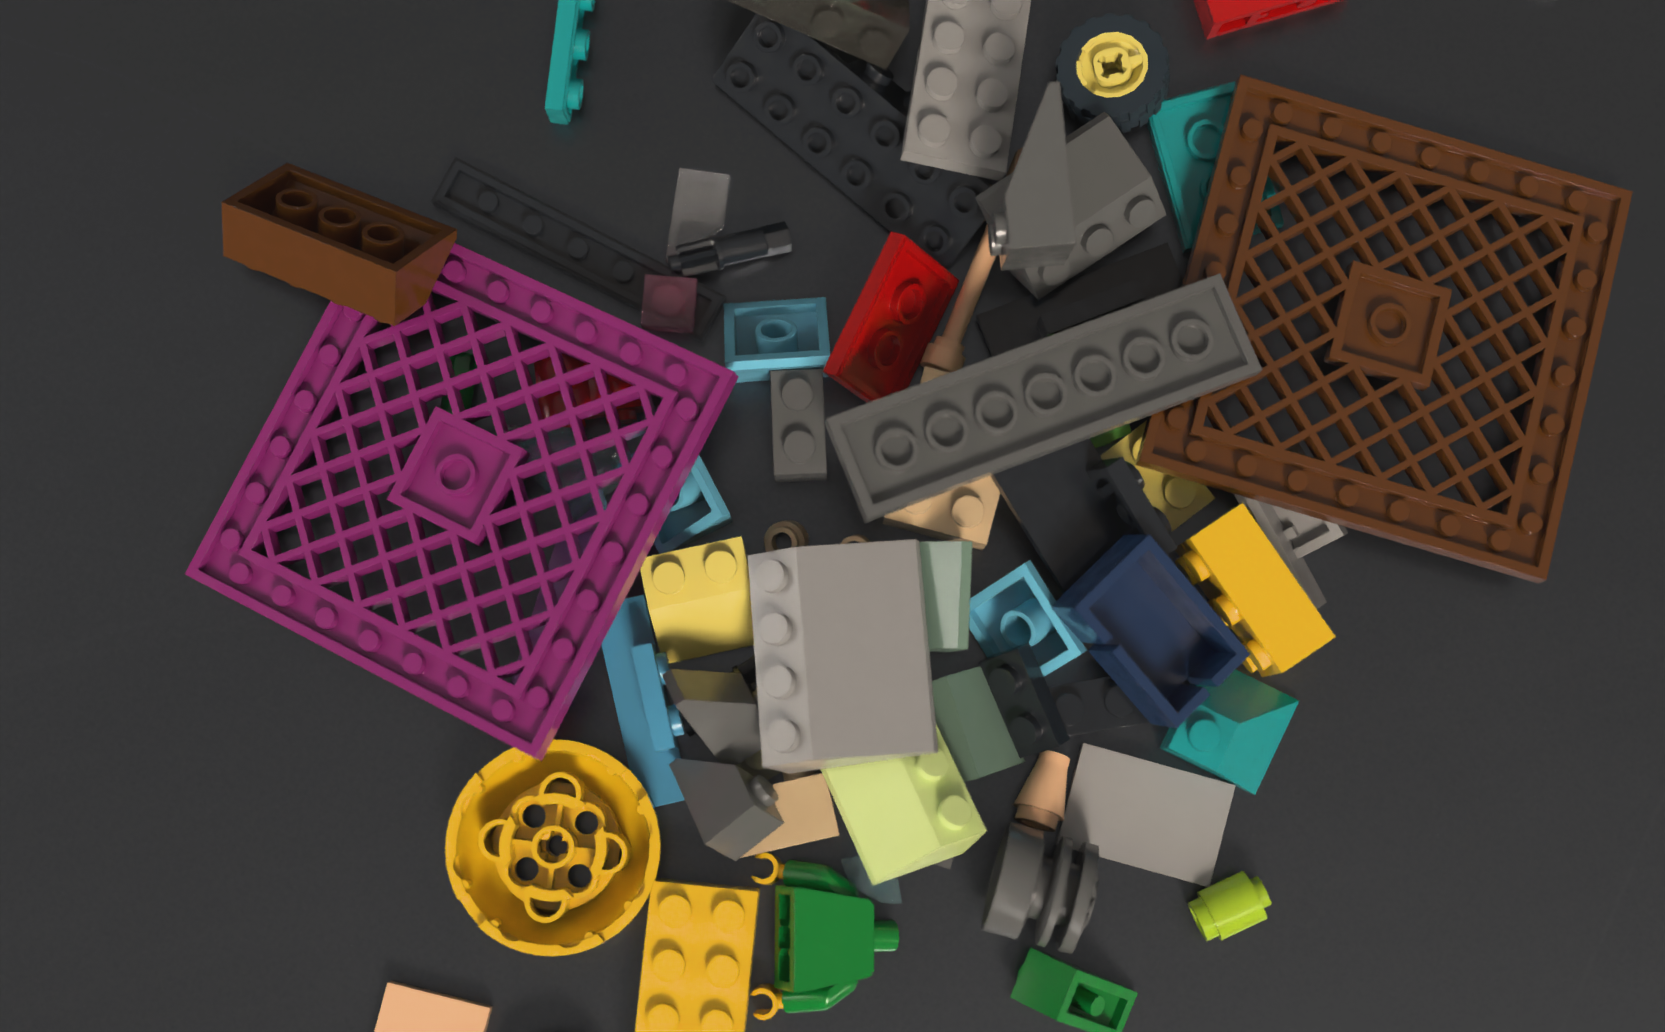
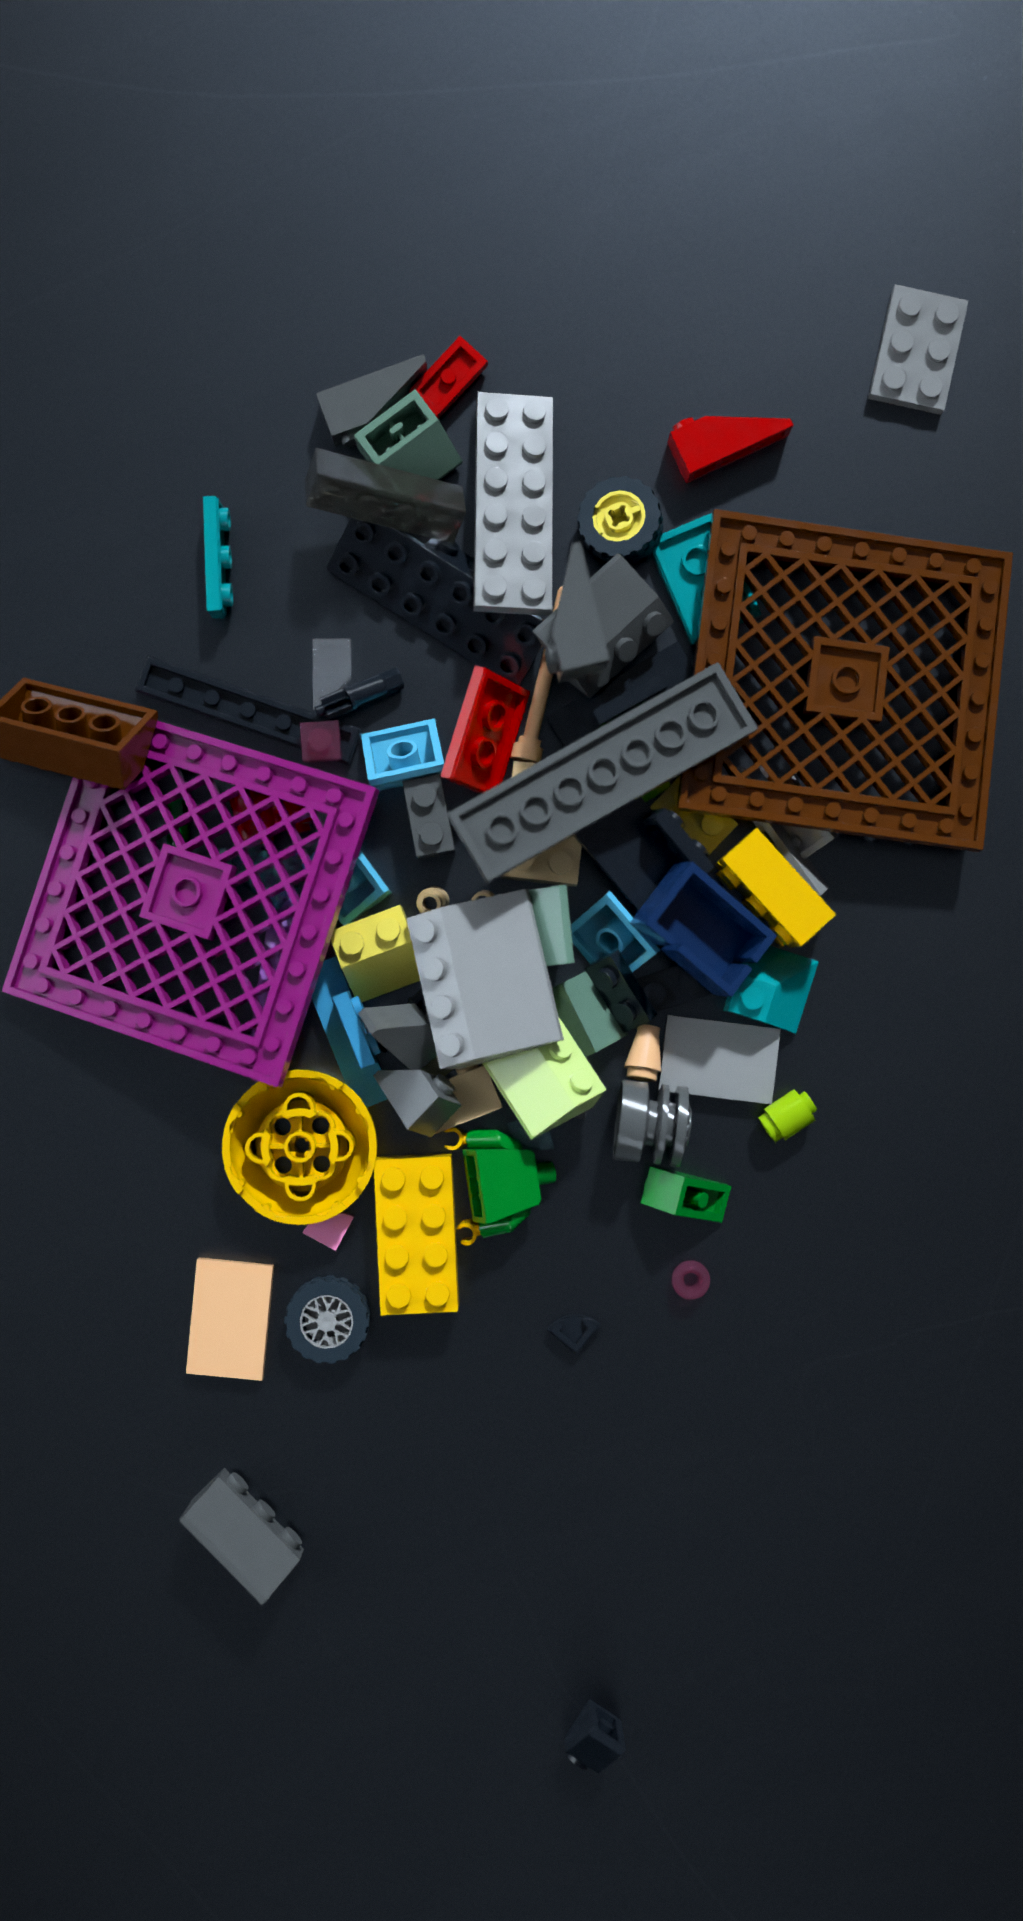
camera: 15 degrees left, 5 degrees up
(577, 970) = (330, 1231): none -> bright pink tile

